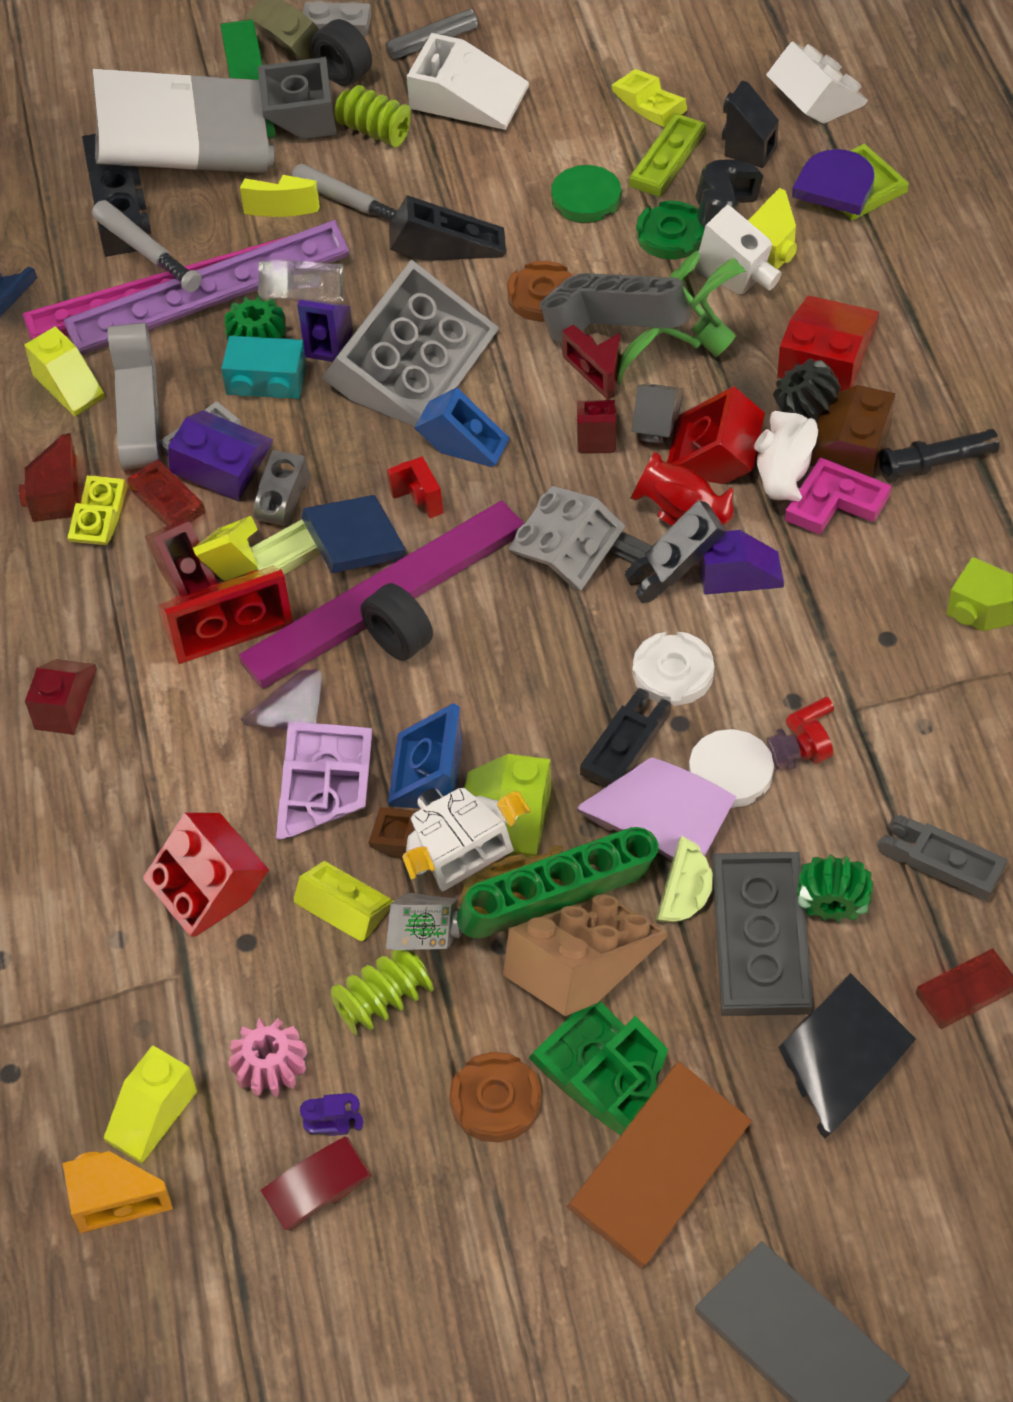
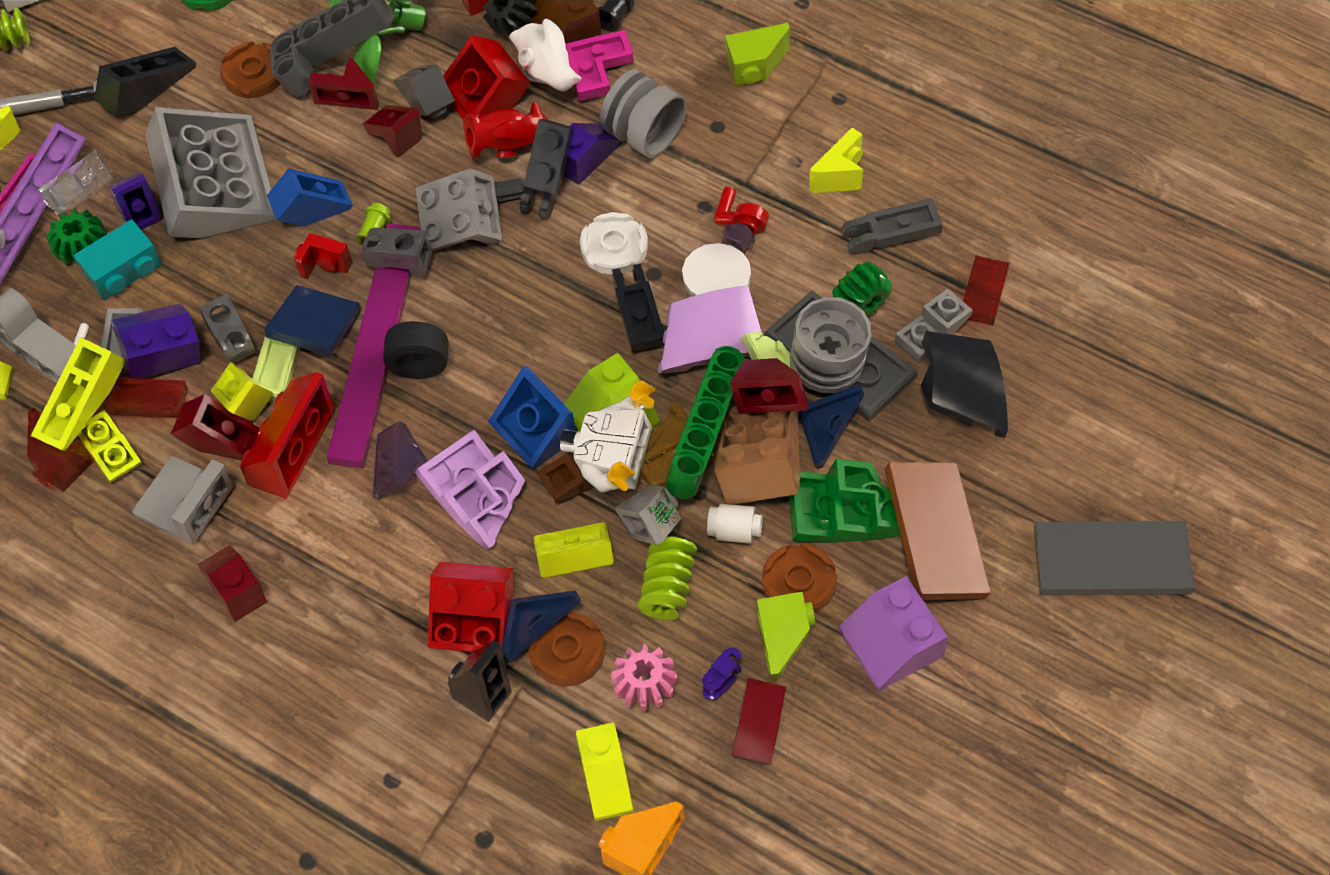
camera: 45 degrees left, 5 degrees up
(101, 598) = (184, 498): none -> light grey bracket
(107, 445) = (78, 393): none -> neon yellow slope
(133, 939) = (481, 681): none -> black slope
(174, 410) = (81, 332): none -> white piece
(236, 925) = (532, 617): none -> dark blue tile
(242, 978) = (568, 651): none -> dark orange tile
(418, 1125) = (784, 629): none -> lime slope
(477, 527) = (397, 249): none -> flat silver leg
(491, 492) = (376, 217): none -> lime pin
(491, 996) = (734, 523): none -> white brick
(515, 1219) = (894, 634): none -> medium lavender slope
(638, 896) = (767, 387): none -> dark red slope
(675, 979) = (827, 420): none -> dark blue tile
(742, 886) = (830, 344): none -> light grey wheel
(815, 569) = (642, 113): none -> light grey wheel
(889, 977) = (941, 315): none -> light grey slope
(946, 757) = (839, 166): none -> neon yellow slope

